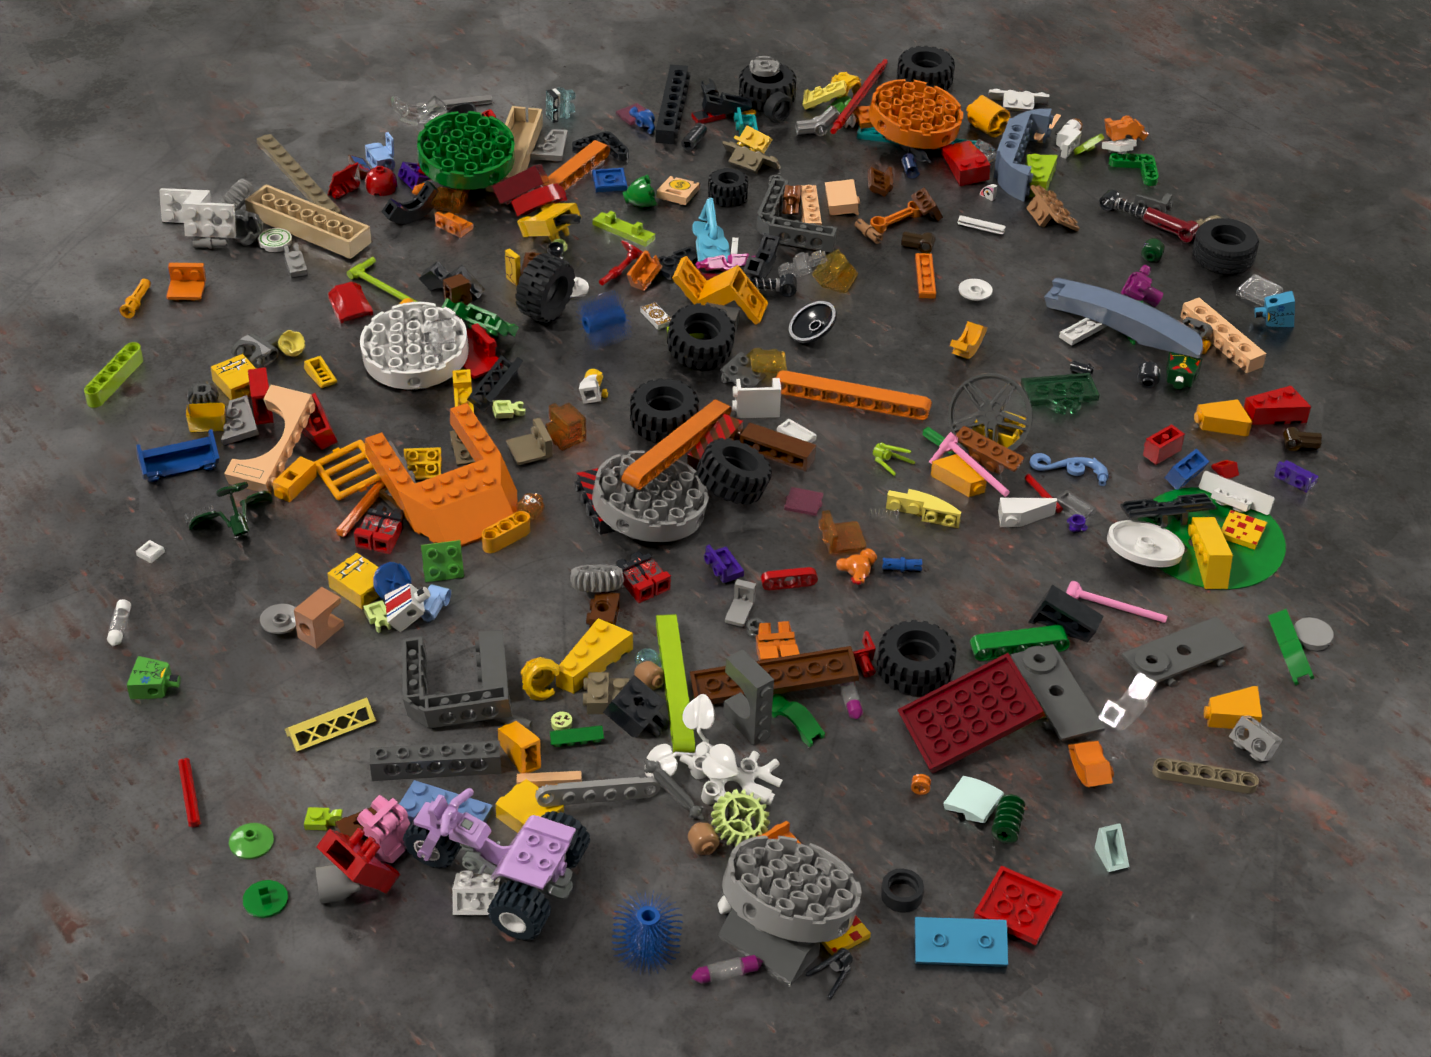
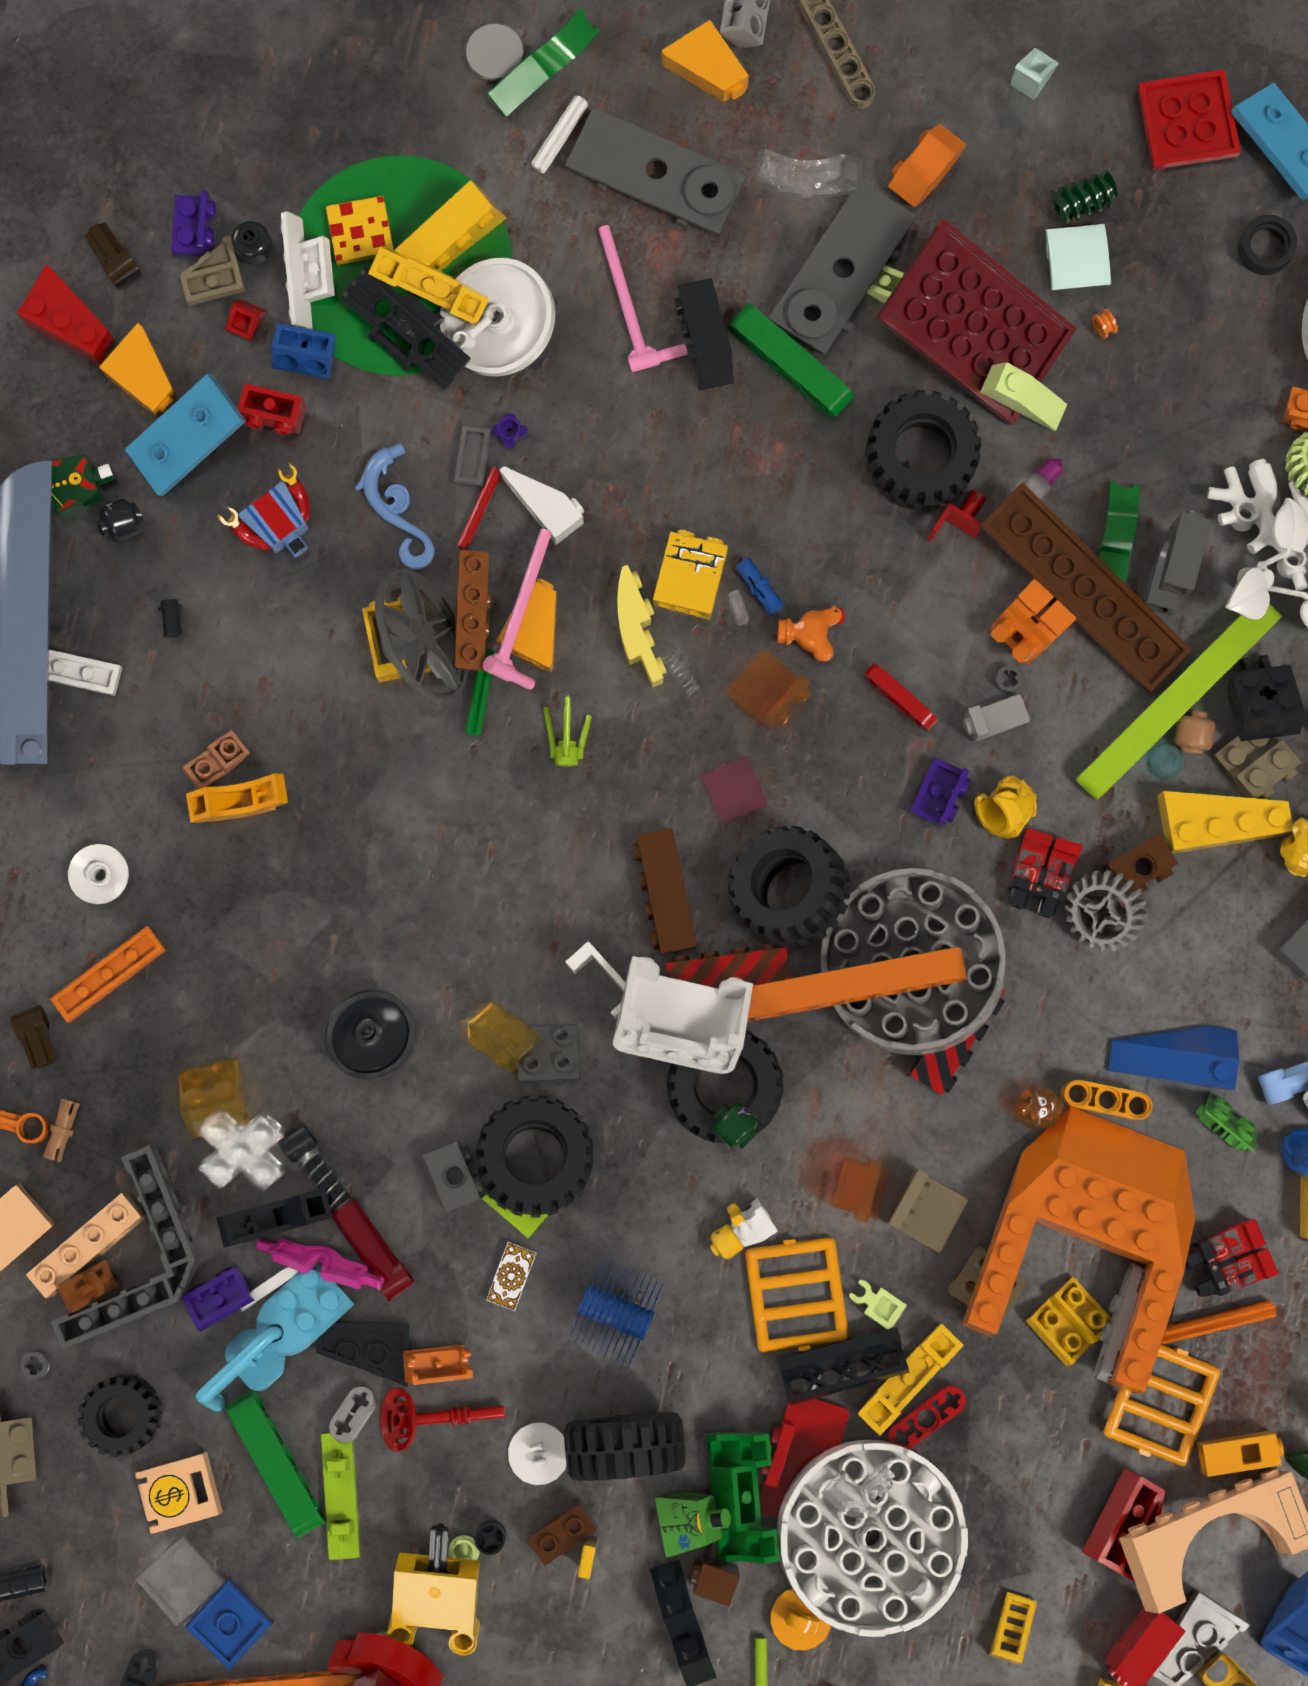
camera: 125 degrees left, 40 degrees up
(442, 403) = (950, 1412): none -> red beam
(487, 574) = (1187, 1056): none -> blue wedge
(488, 300) = (689, 1521): none -> bright green torso
(546, 375) = (830, 1274): none -> light orange bar
(637, 170) = (180, 1580): none -> clear plate
(640, 193) = (245, 1531): green piece -> none
(642, 385) = (735, 1125): none -> dark green head
(650, 244) = (346, 1411): none -> light grey beam
(658, 216) = (275, 1463): none -> green beam
(688, 579) = (1007, 807): none -> yellow helmet
(714, 390) = (682, 1019): none -> white windscreen
(721, 289) = (410, 1210): light orange bracket -> none
(746, 230) = (217, 1298): none -> dark purple bracket
(795, 430) = (609, 895): white tile -> none
(854, 395) = (479, 876): orange beam -> none
(898, 547) = (738, 608): none -> clear tile
(908, 712) = (1024, 395): none -> yellowish green slope
(933, 540) = (690, 574): none -> yellow brick
(994, 348) = (216, 761): none -> nougat slope
(1061, 391) = (247, 614): clear green plate -> none
(1103, 419) = (274, 518): none -> torso
(1142, 524) = (470, 336): none -> white hand
(1175, 409) = (185, 435): none -> dark azure plate
(1203, 508) = (429, 284): none -> yellow slope
(1239, 631) = (559, 134): none -> white axle
(1260, 467) = (214, 275): none -> dark tan wing
(1267, 483) = (252, 242): none -> black head

